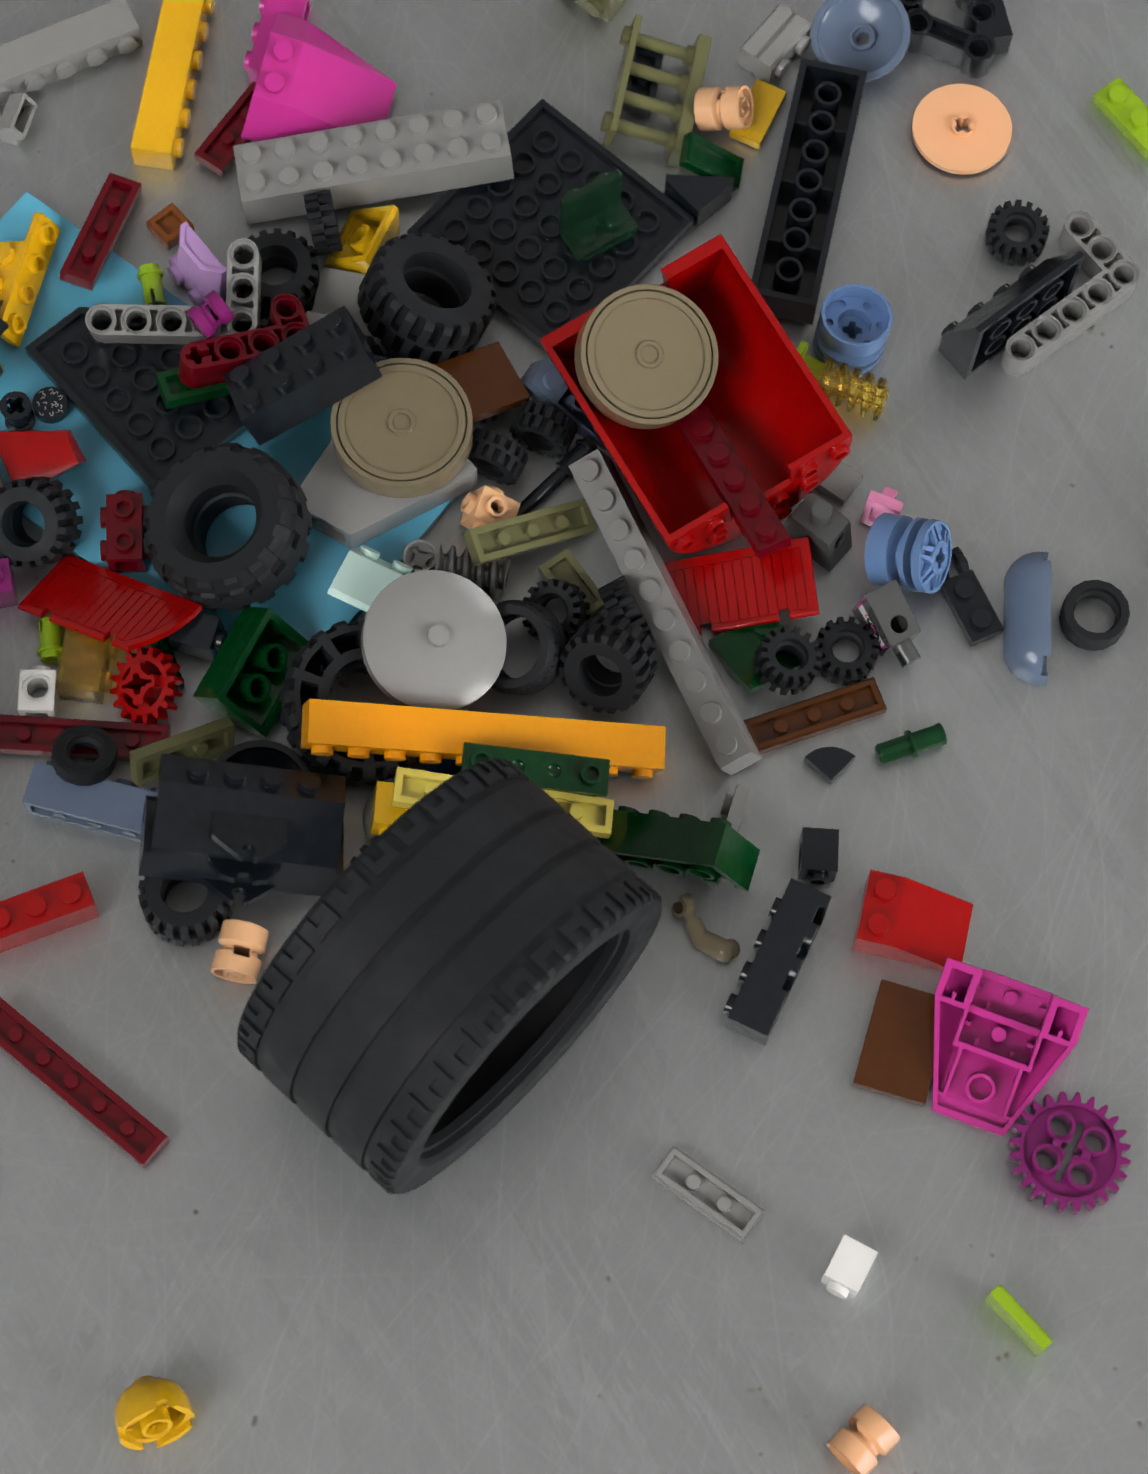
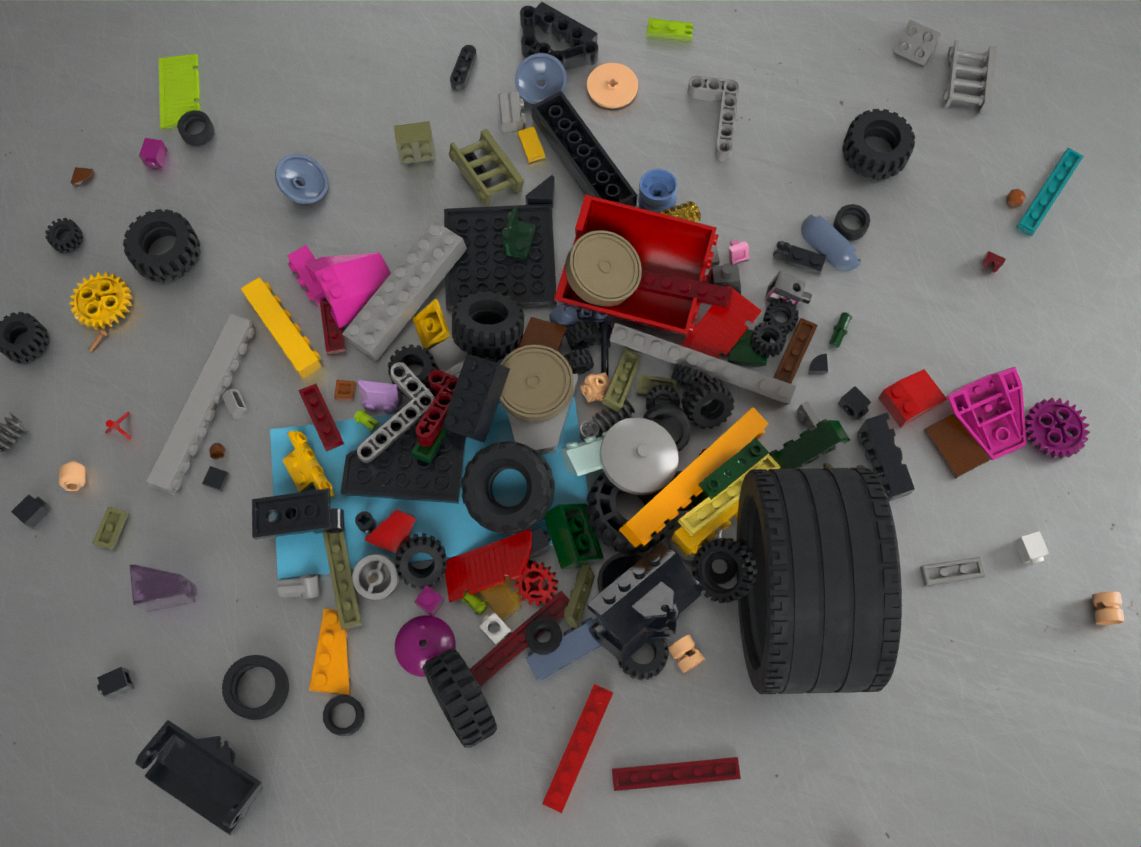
camera: 40 degrees left, 0 degrees up
(50, 405) = (374, 506): black tile -> none
(124, 532) = (459, 525): dark red brick -> none
(203, 318) = (412, 407): magenta wheel -> none
(322, 222) = (411, 331): black tyre -> none
(710, 159) = (534, 176): dark green tile -> none
(722, 108) = (520, 151): light nougat wheel -> none
(909, 551) = (770, 257): medium blue wheel -> none
(1013, 306) = (706, 135): black slope -> none
(1018, 1320) = (1107, 507): lime tile -> none
(1020, 216) = (674, 97): black tyre -> none

